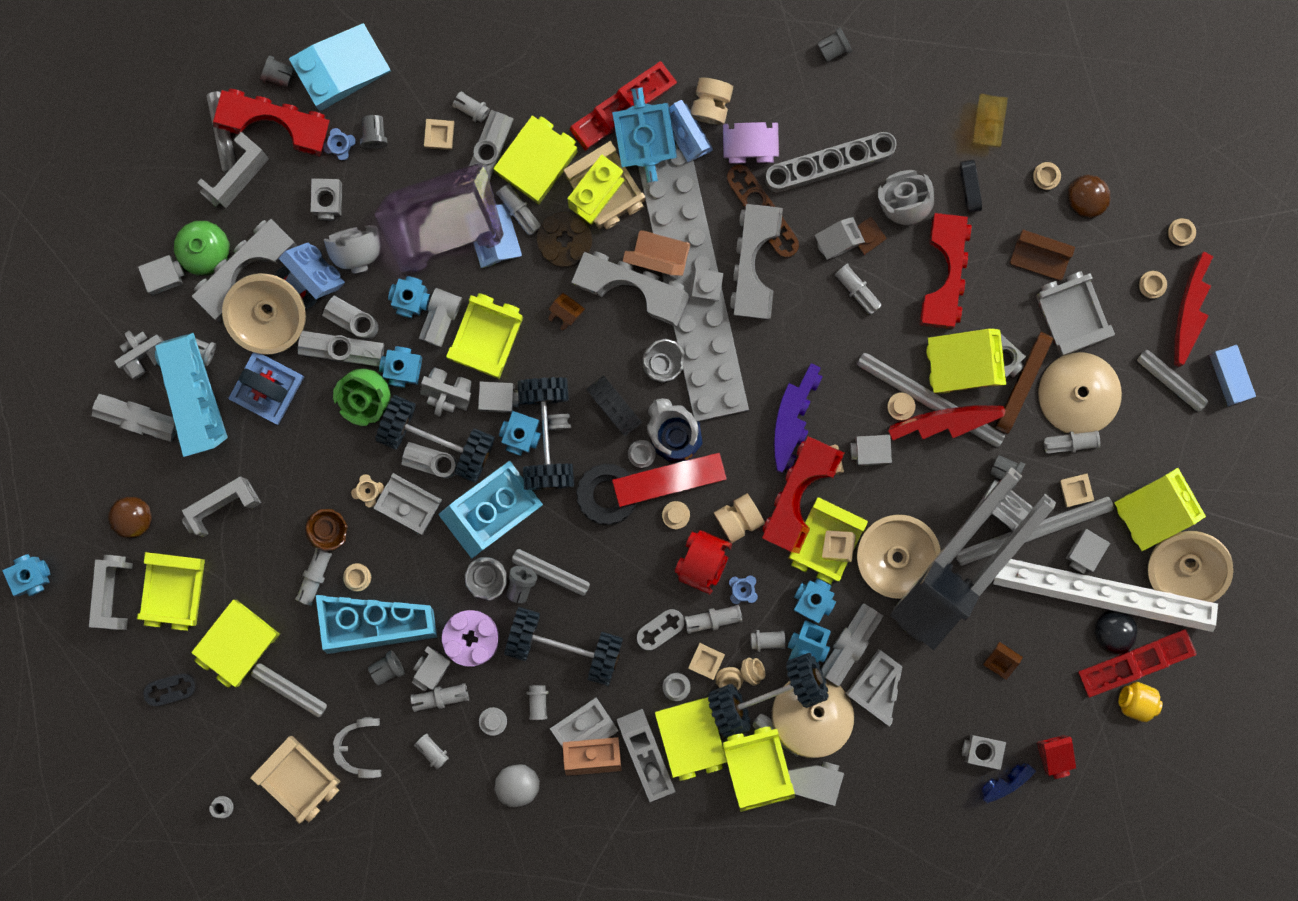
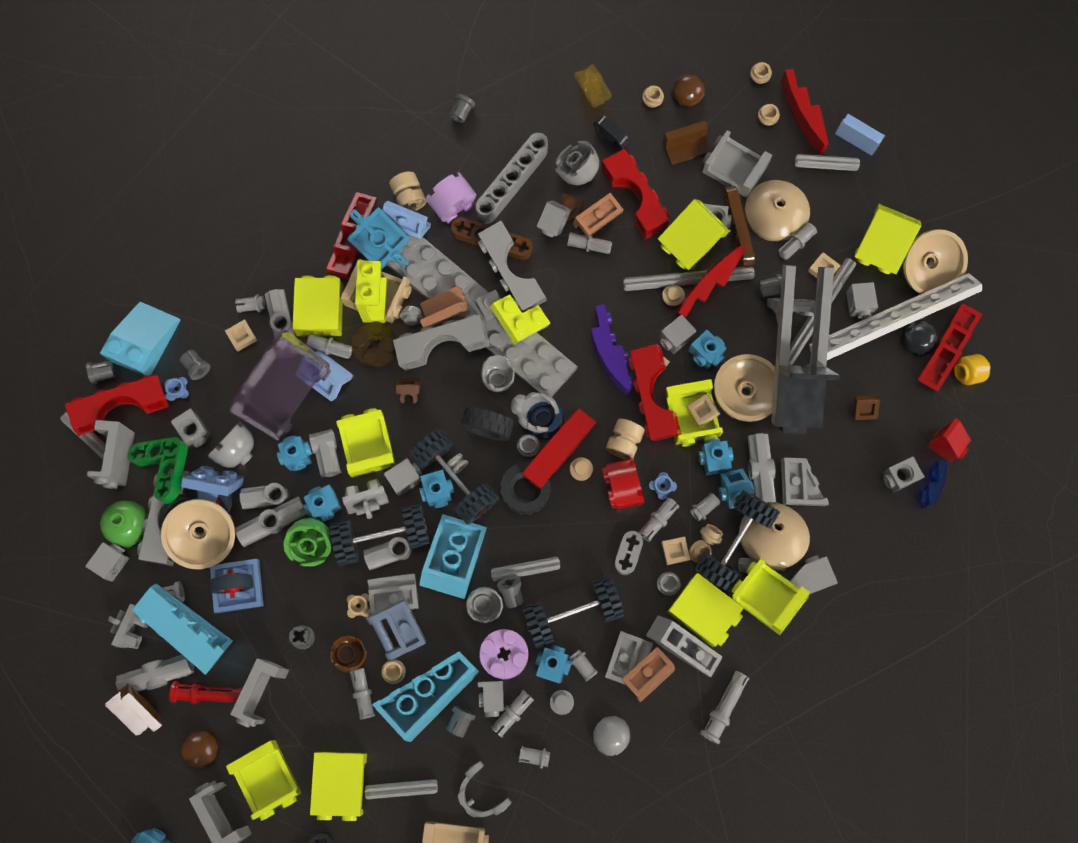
camera: 40 degrees left, 10 degrees down
(94, 438) = (133, 710): none -> panel
(162, 463) = (196, 693): none -> red pin
(283, 218) = (166, 485): none -> green beam
(301, 486) = (309, 637): none -> dark grey bush
(395, 541) = (403, 626): none -> sand blue plate
(499, 681) = (546, 671): none -> dark azure brick
(622, 237) = (411, 315): none -> light grey plate
(629, 844) = (720, 717): none -> light grey pin
(717, 324) = (518, 324): none -> neon yellow plate
(886, 269) = (598, 215): none -> nougat panel
(895, 480) = (708, 350): none -> dark azure brick

